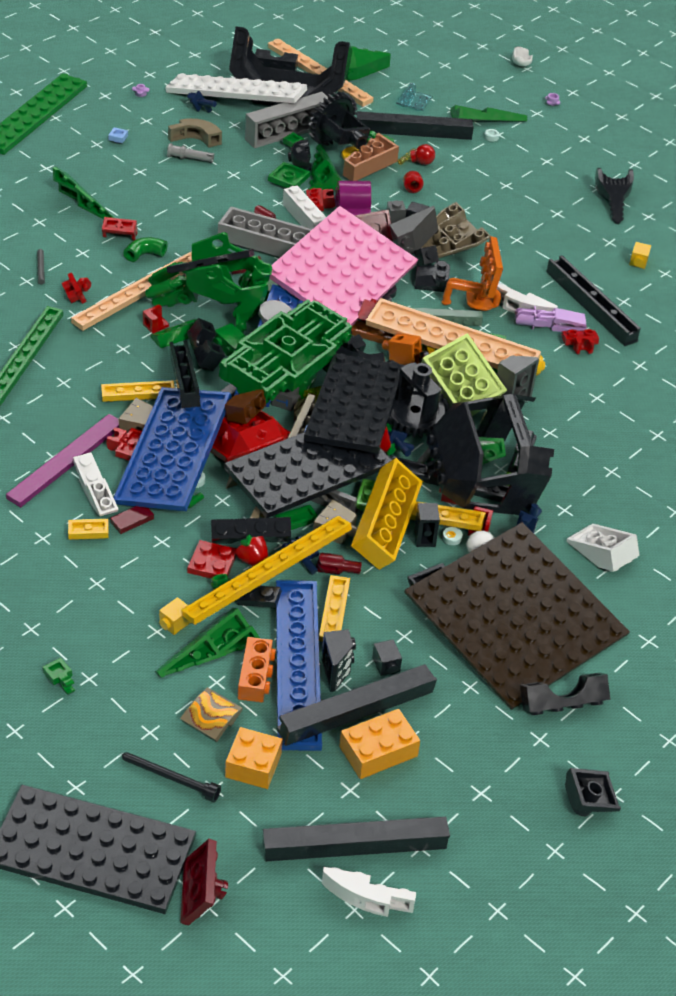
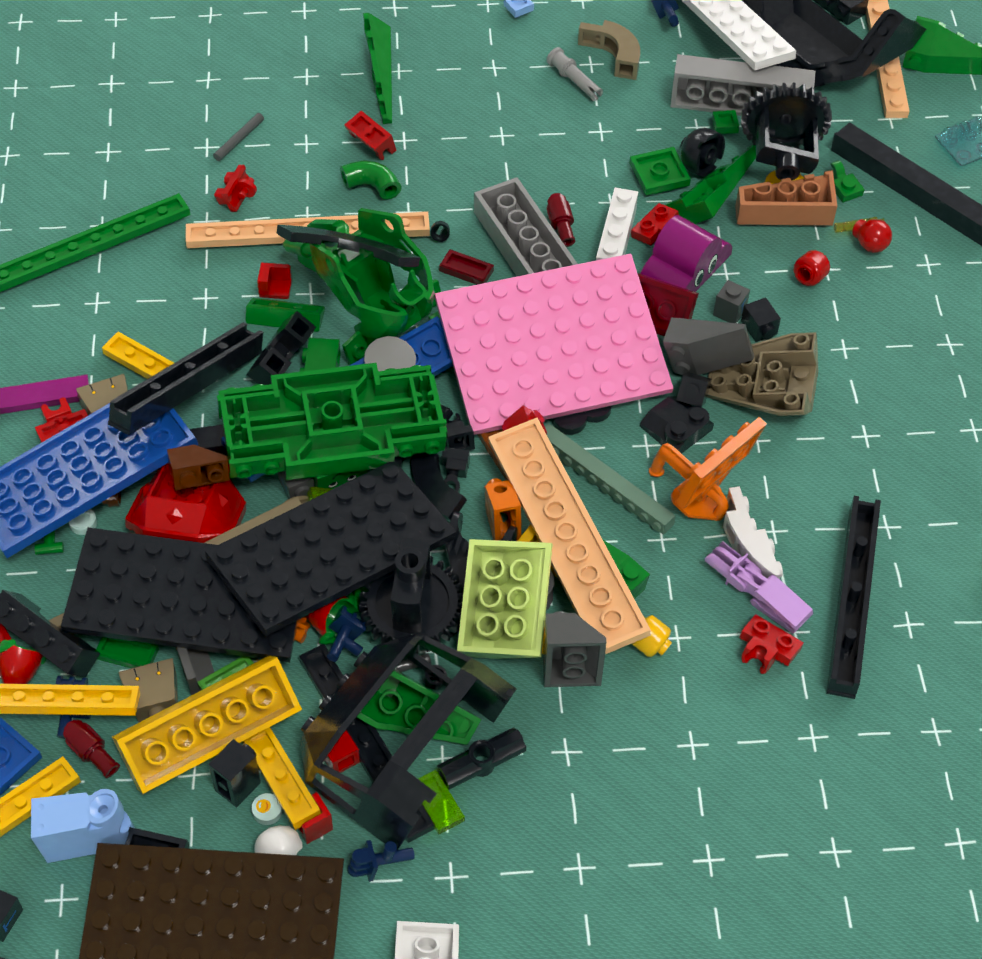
camera: 45 degrees right, 10 degrees up
(382, 590) = (75, 823): none -> light blue piece

